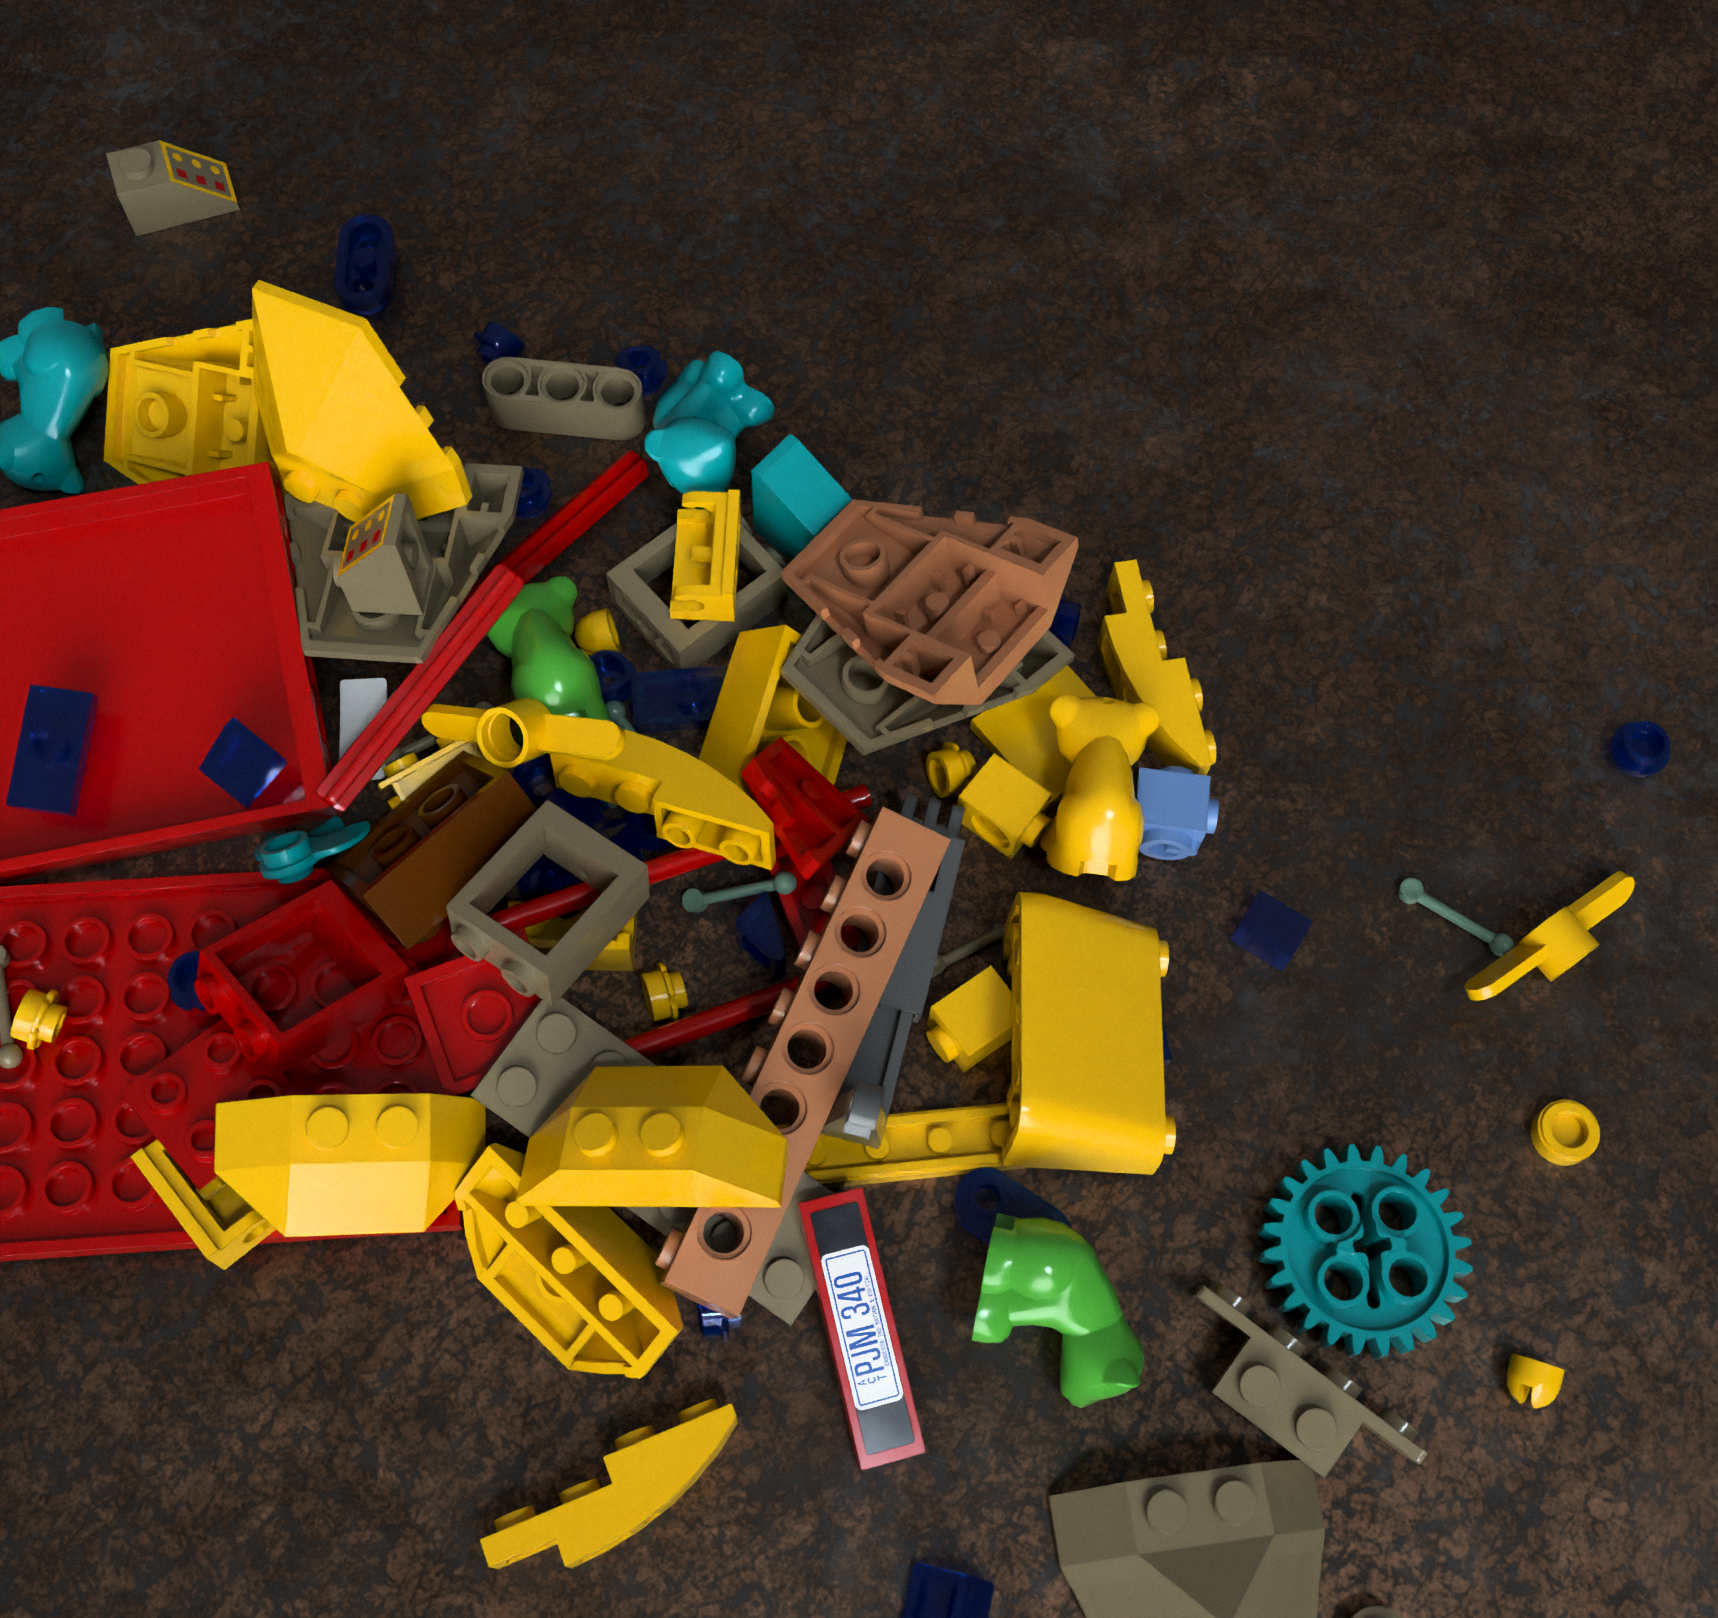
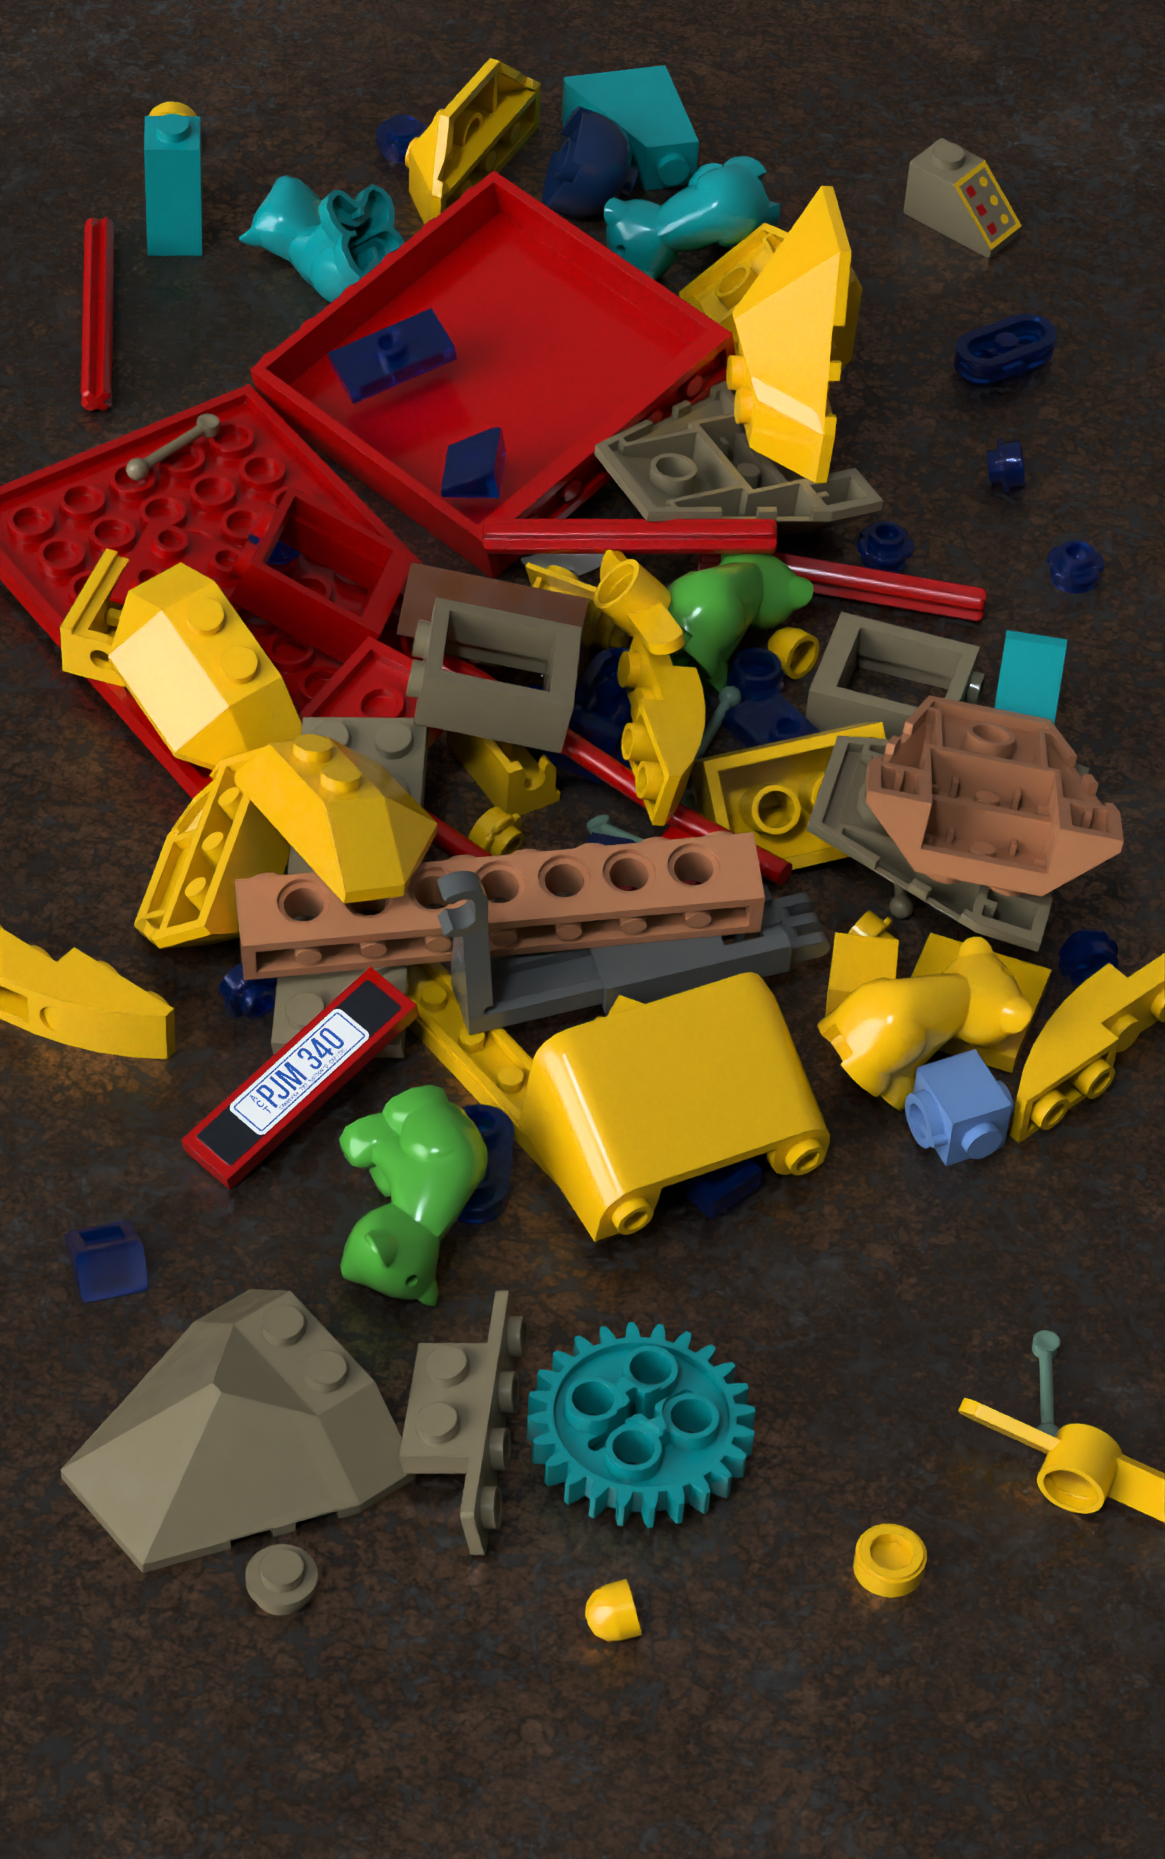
camera: 60 degrees right, 20 degrees down
(38, 1018) = (177, 464): yellow plate -> none
(293, 854) = (427, 539): teal plate -> none
(385, 561) = (706, 439): dark tan slope -> none
(543, 383) = (994, 525): dark tan beam -> none
(700, 421) = (998, 596): teal animal -> none
(706, 556) = (911, 662): yellow hinge -> none
(803, 805) = (721, 793): red wing -> none
(1271, 930) = (910, 1242): clear blue slope -> none

